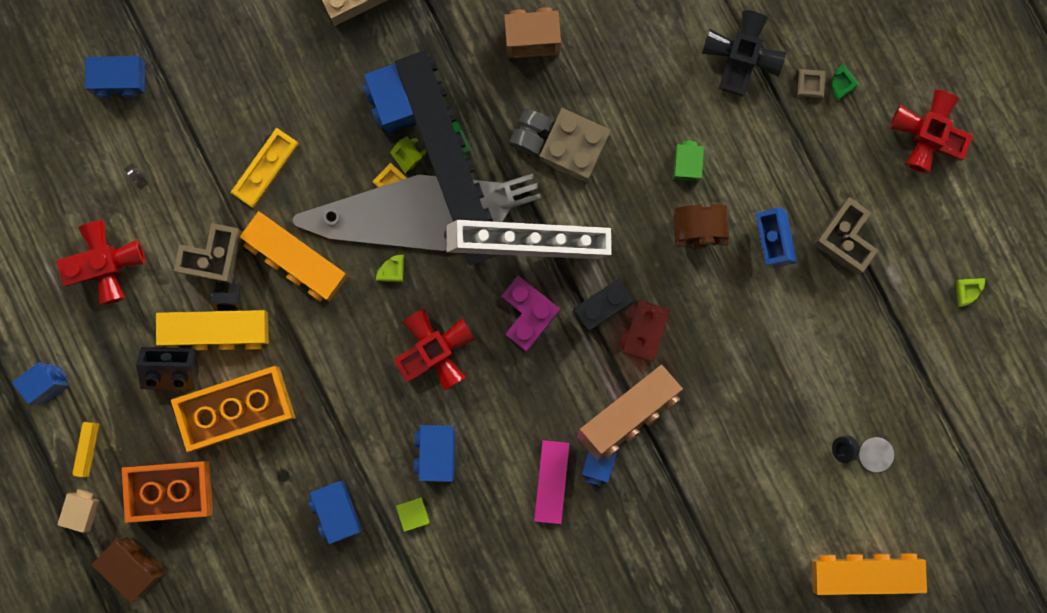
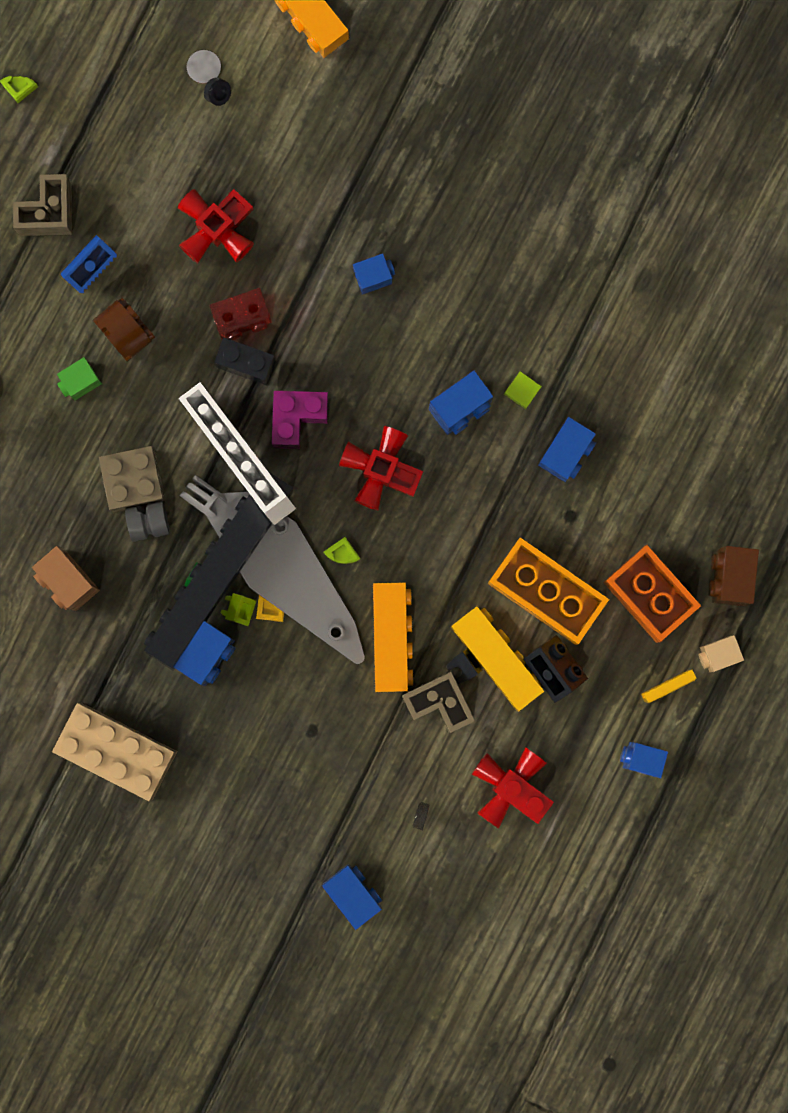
camera: 130 degrees left, 0 degrees up
(264, 168) = (336, 718): yellow tile -> none
(551, 482) = (415, 301): dark pink tile -> none
(629, 413) = (315, 275): medium nougat brick -> none
(733, 365) = (216, 225): none -> red brick

